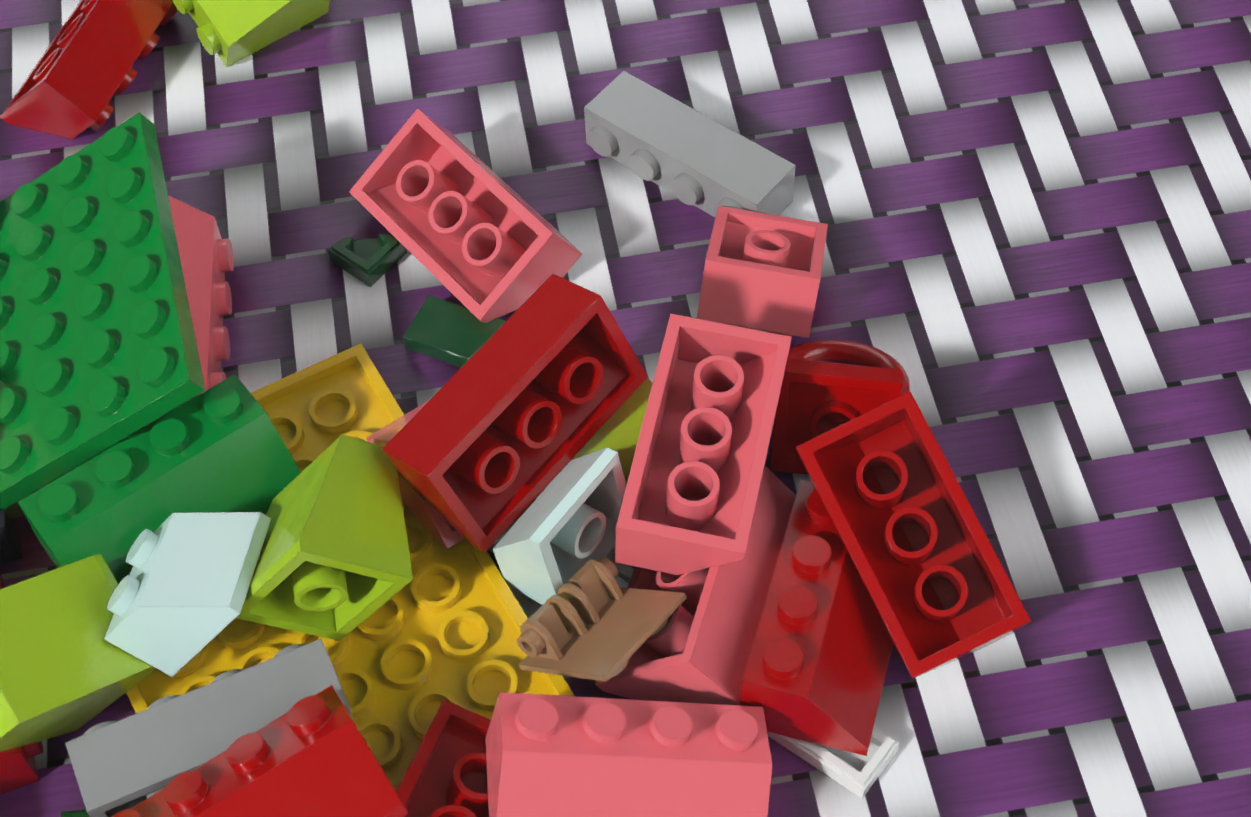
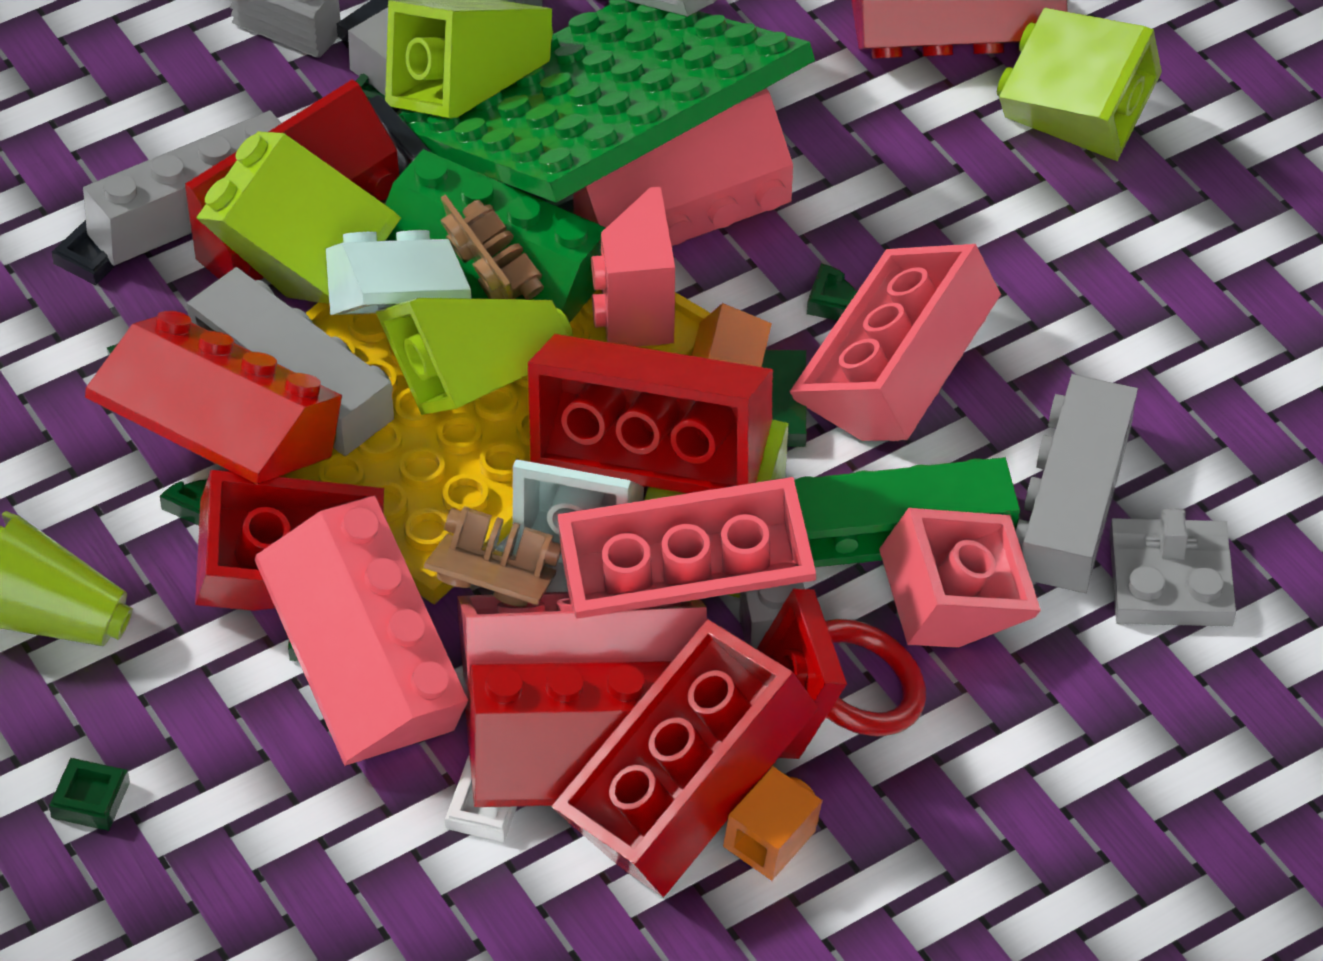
camera: 65 degrees right, 5 degrees down
(238, 485) = (480, 238): none -> medium nougat hinge
(305, 368) = (636, 276): none -> coral slope
(412, 348) = (732, 337): none -> orange brick
(663, 268) = (856, 511): none -> green brick
(809, 130) = (1172, 571): none -> light grey hinge
(994, 497) = (772, 822): none -> orange brick

